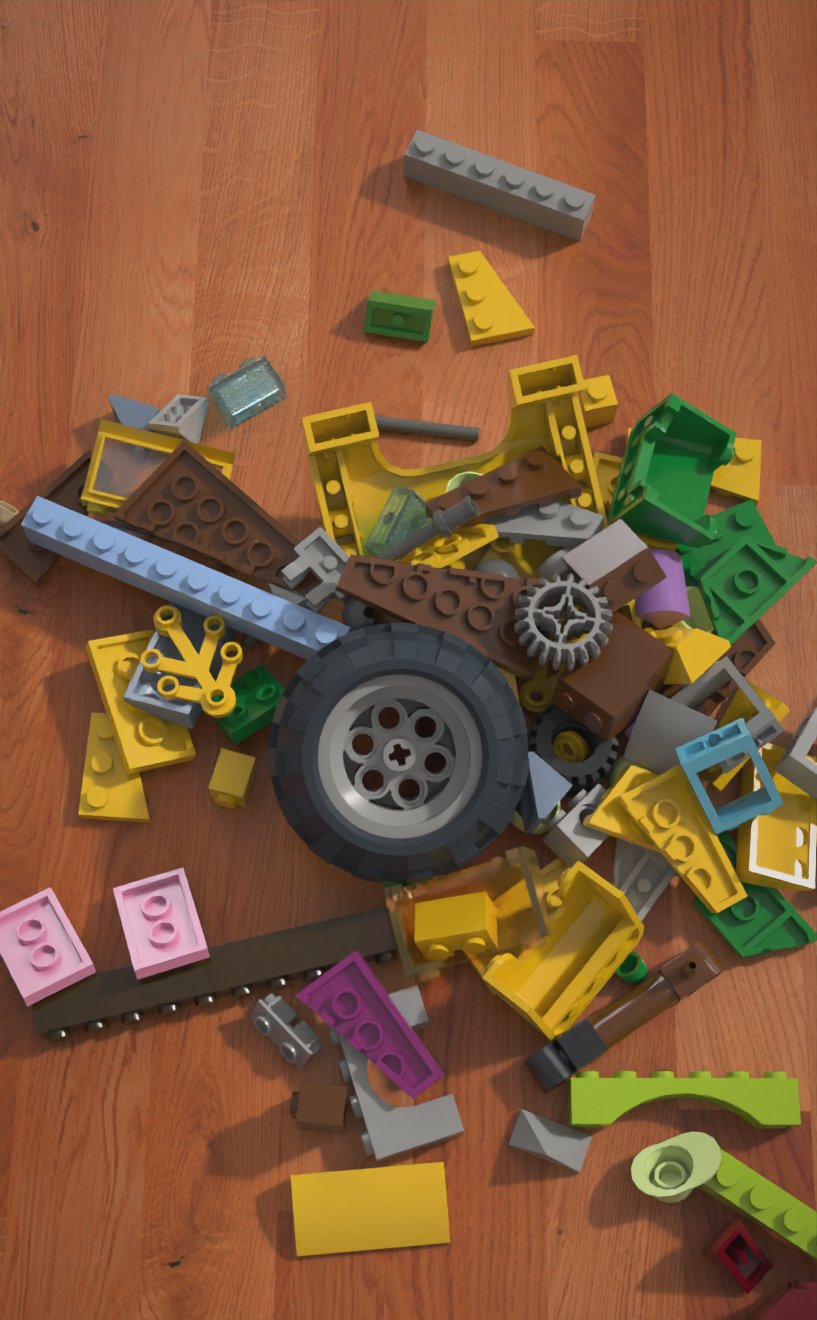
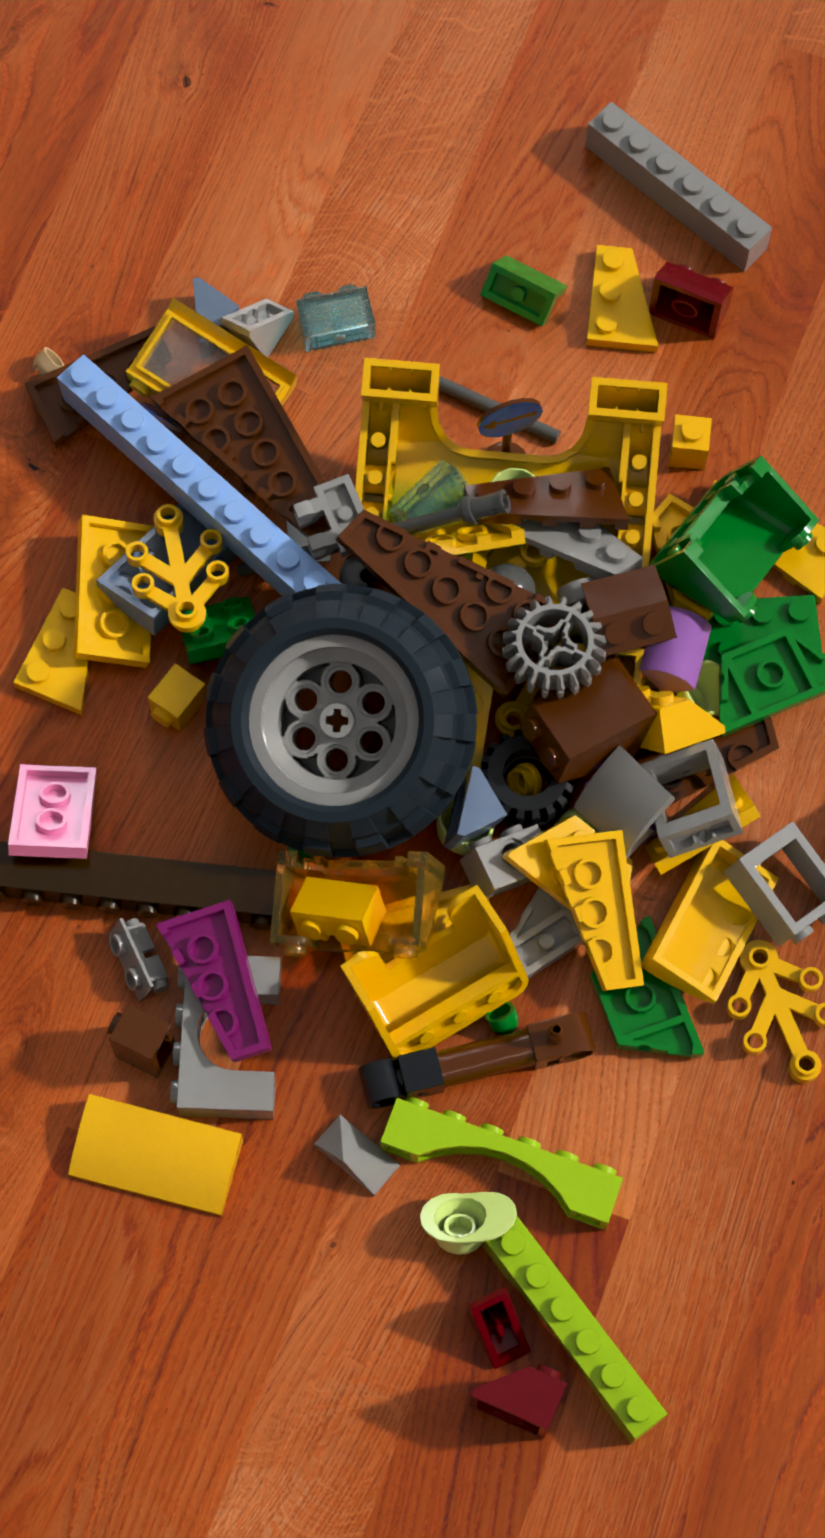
camera: 20 degrees right, 0 degrees up
(442, 434) = (508, 419): none -> piece
(548, 278) = (690, 299): none -> dark red slope
(714, 749) = (663, 822): medium azure window -> none

